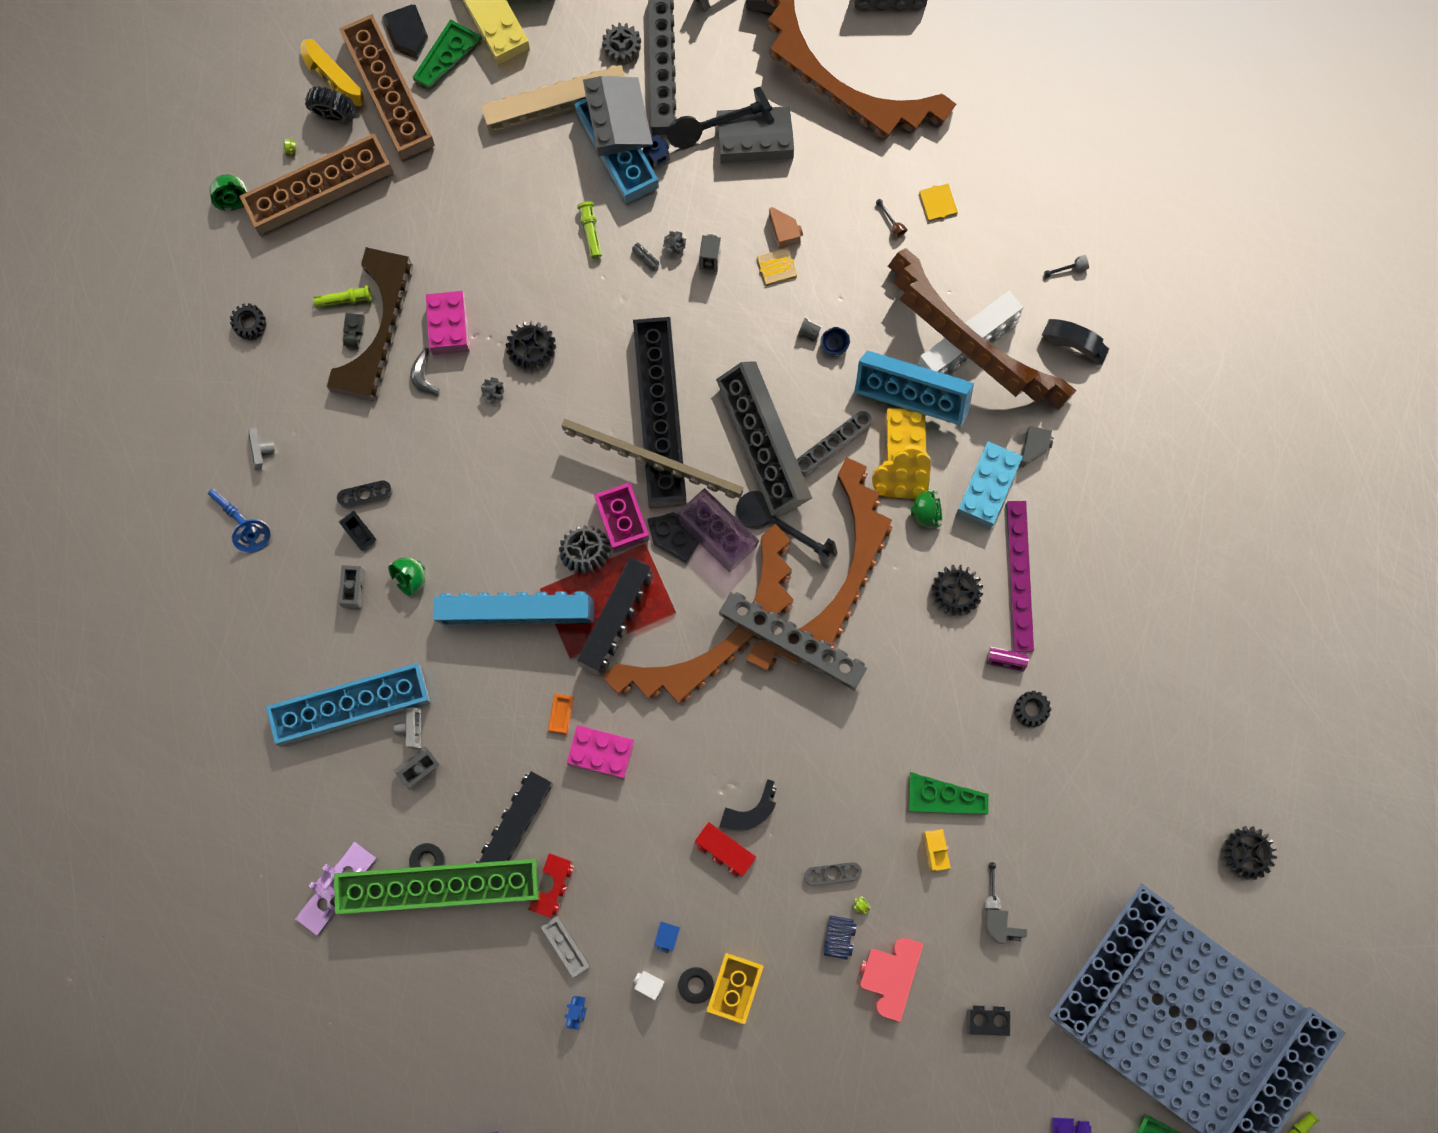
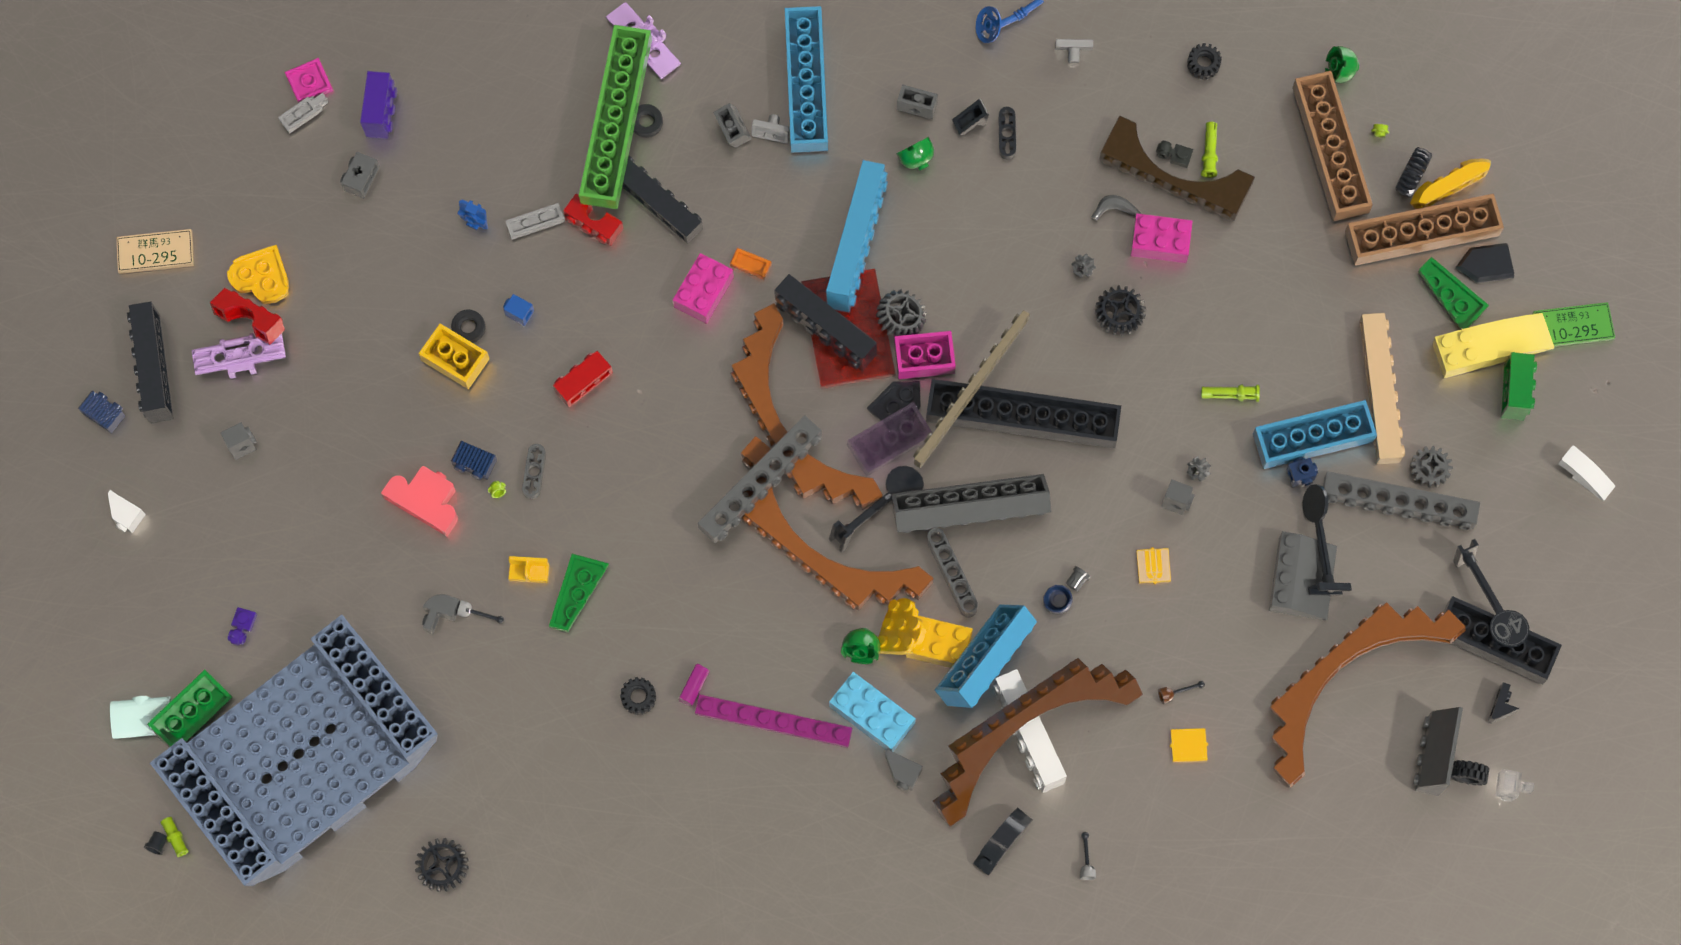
camera: 105 degrees right, 5 degrees down
(617, 114) = (1343, 435): slope -> none
(643, 254) = (1195, 438): dark grey piece -> none
(648, 984) = (478, 284): white slope -> none
(748, 820) = (605, 398): black arch -> none
(785, 228) = (1190, 580): nougat slope -> none
(965, 591) = (780, 658): black gear -> none
(988, 1026) = (353, 575): black brick -> none

